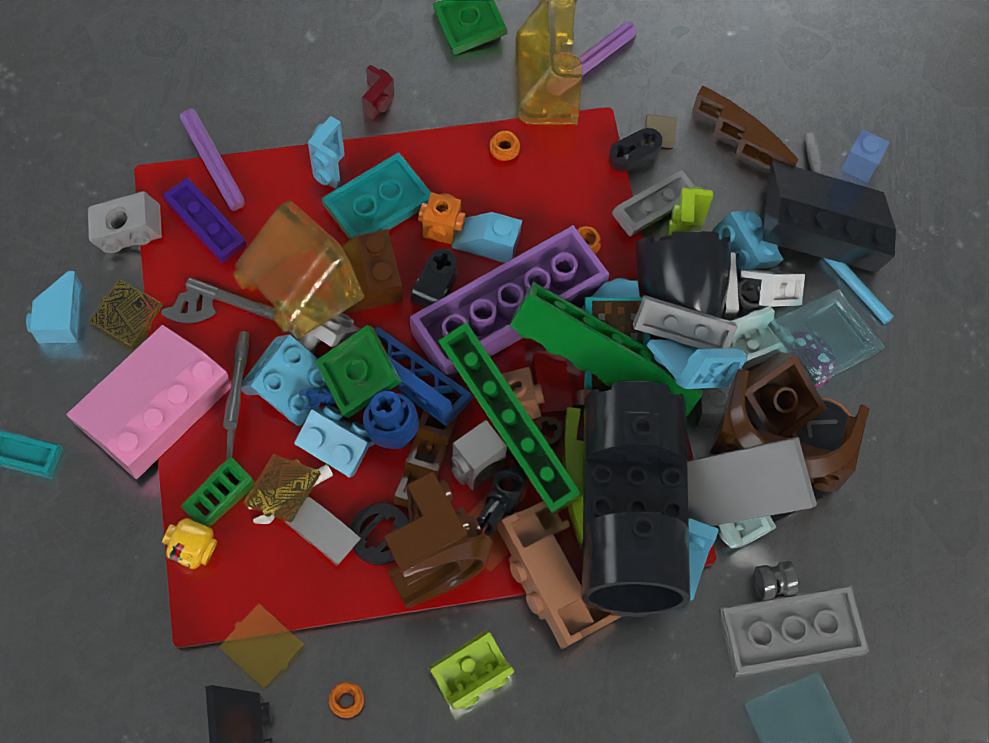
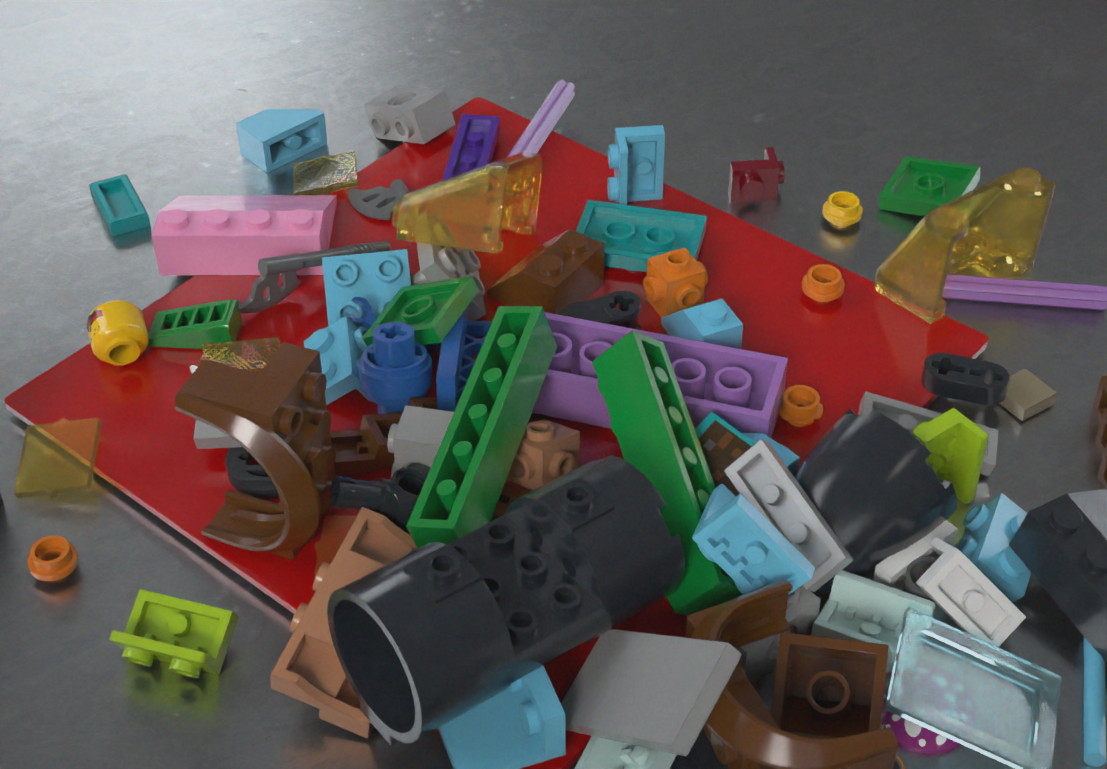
camera: 55 degrees right, 25 degrees down
(446, 69) = (842, 209): none -> yellow plate

